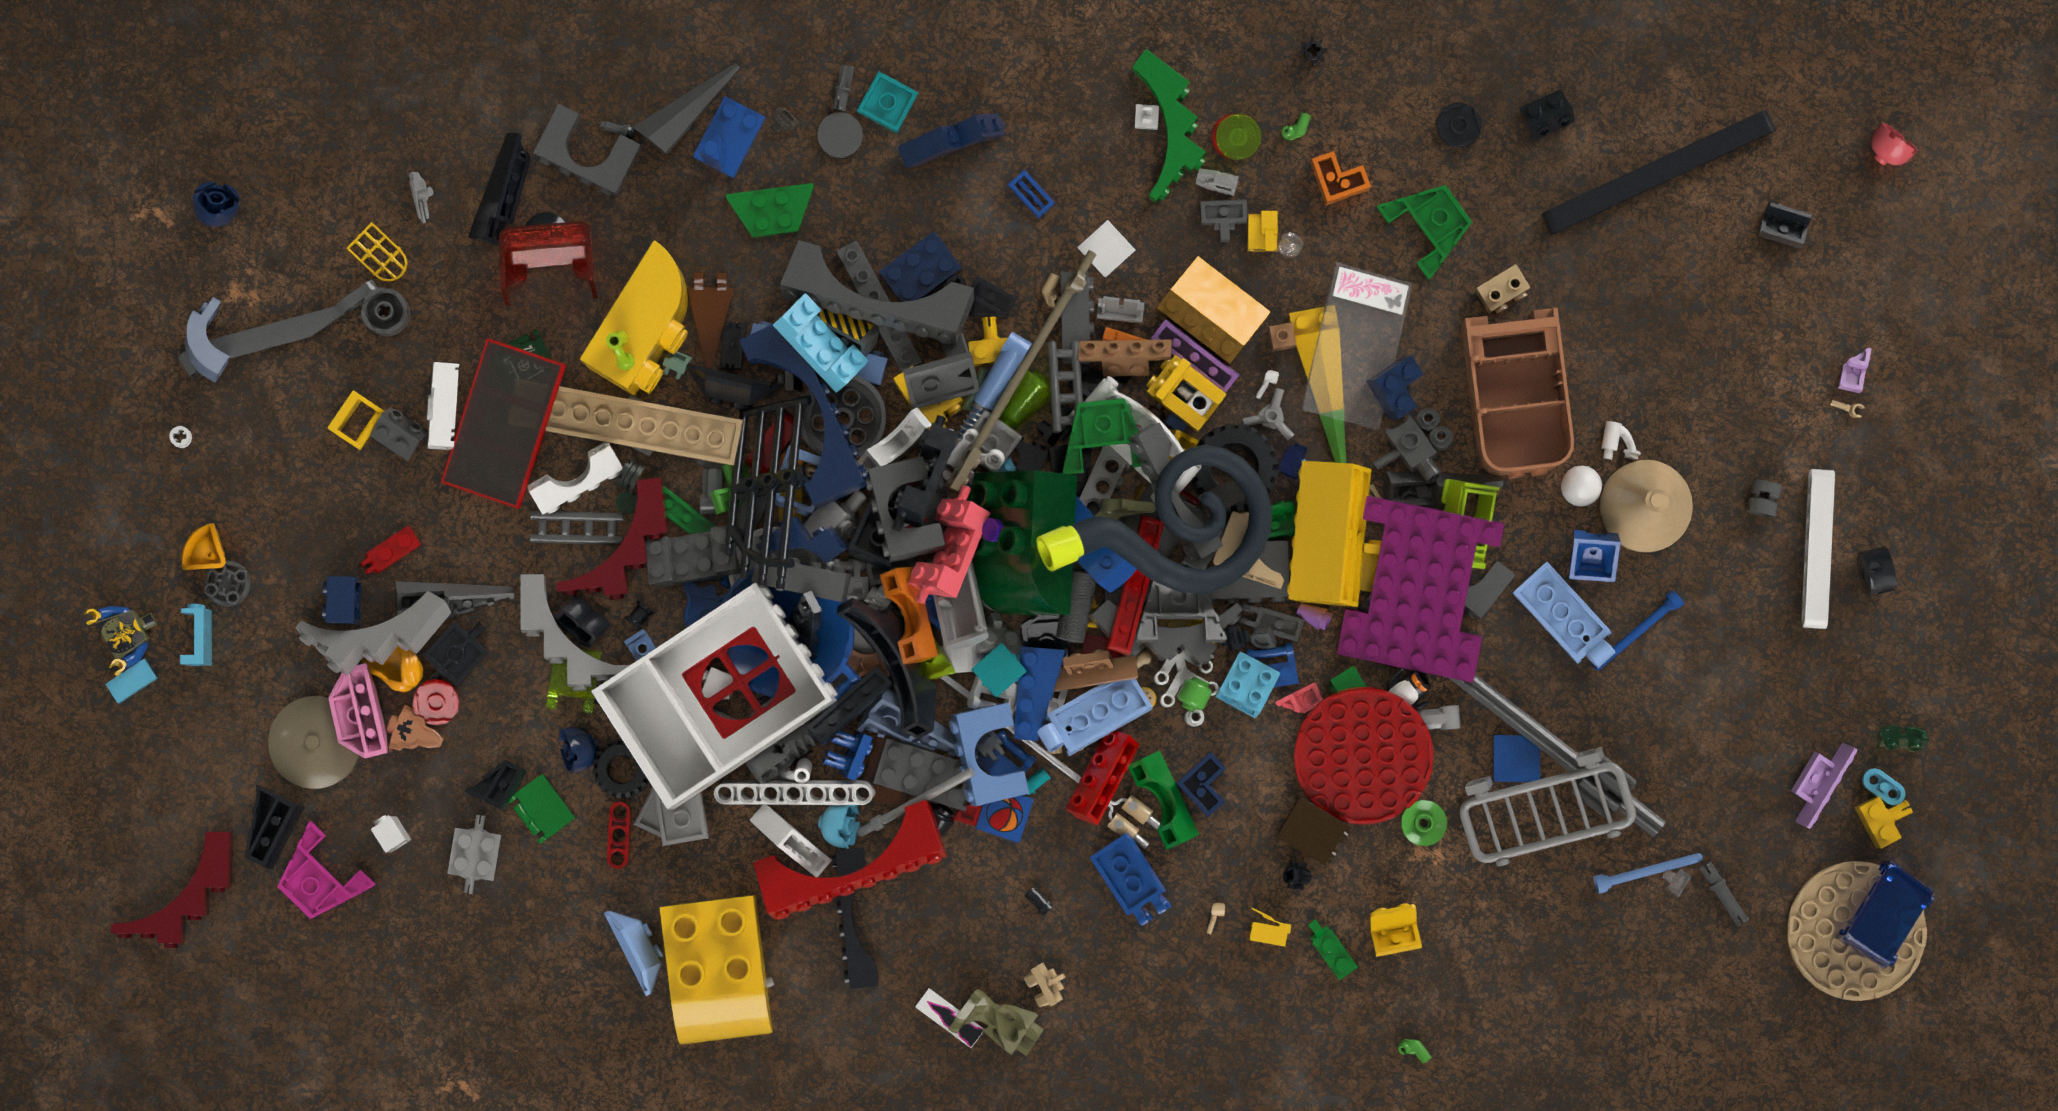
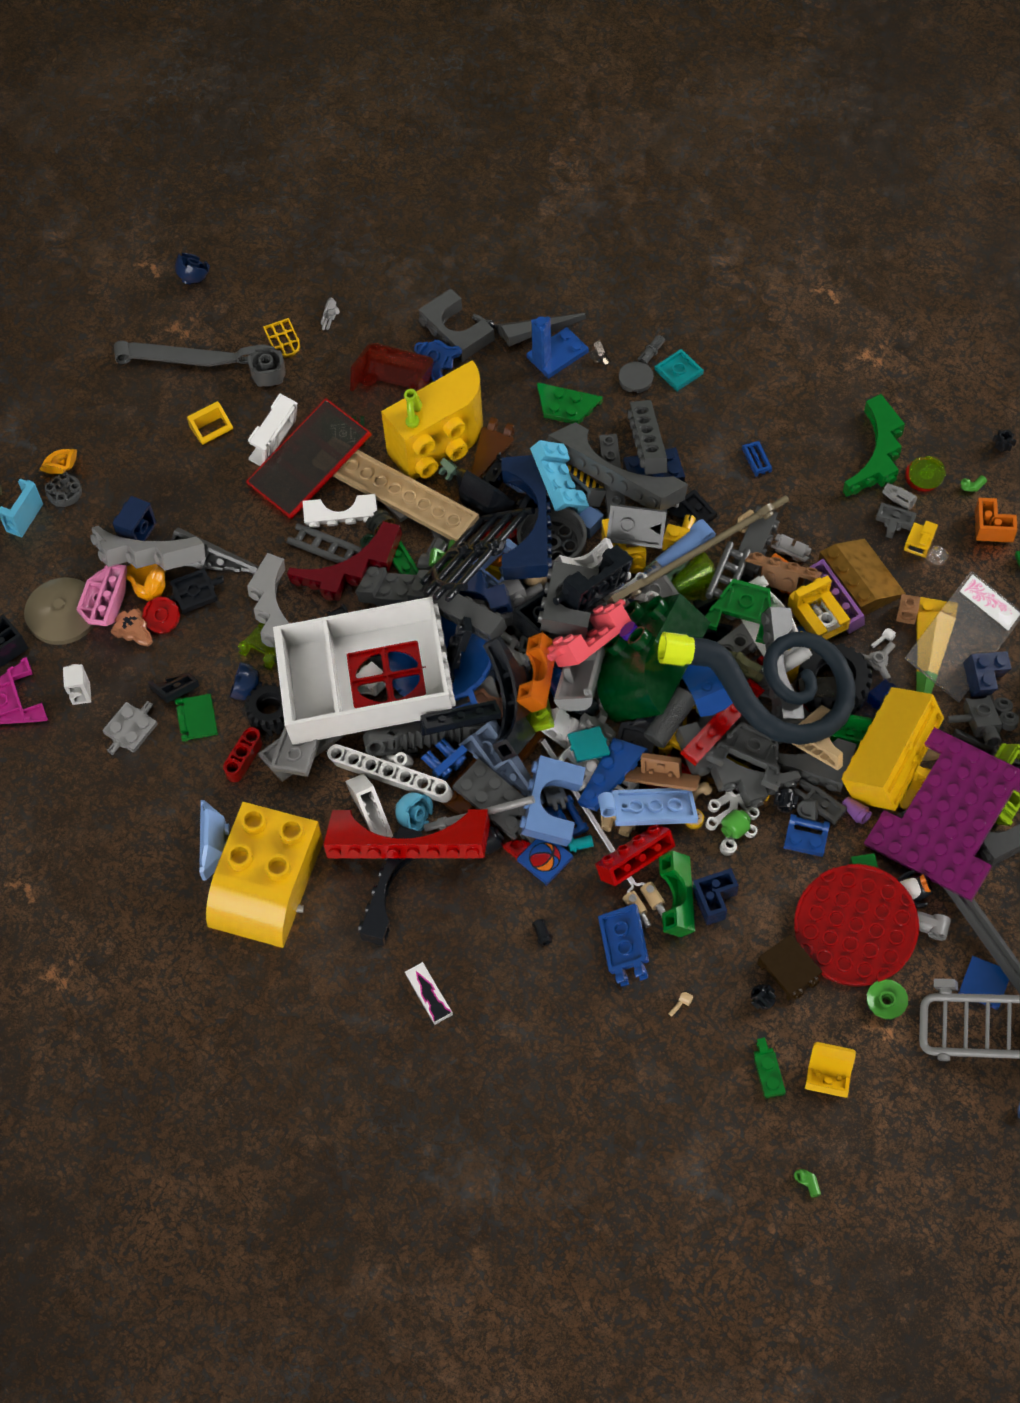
camera: 30 degrees right, 25 degrees down
(176, 431) = (88, 397): white bush -> none
(200, 351) = (136, 329): sand blue arch -> none
(391, 551) = (186, 512): red hinge -> none
(398, 433) = (233, 441): dark grey bracket -> none
(502, 192) = (388, 328): black wedge -> none
(582, 621) = (294, 600): black brick -> none
(589, 207) = (441, 355): none -> blue tile
(873, 188) = (647, 437): none -> dark grey brick
(951, 138) = (710, 397): dark blue arch -> none
(1010, 1021) = (473, 1018): olive hips -> none
(1048, 982) = (521, 997): tan hips -> none
(1109, 248) = (798, 512): white sticker -> none
(1146, 116) = (863, 440): white tile -> none
(1248, 685) = (780, 837): medium azure bracket -> none
(1269, 933) = (721, 1031): yellow piece -> none
(1303, 699) = (818, 867): coral slope -> none

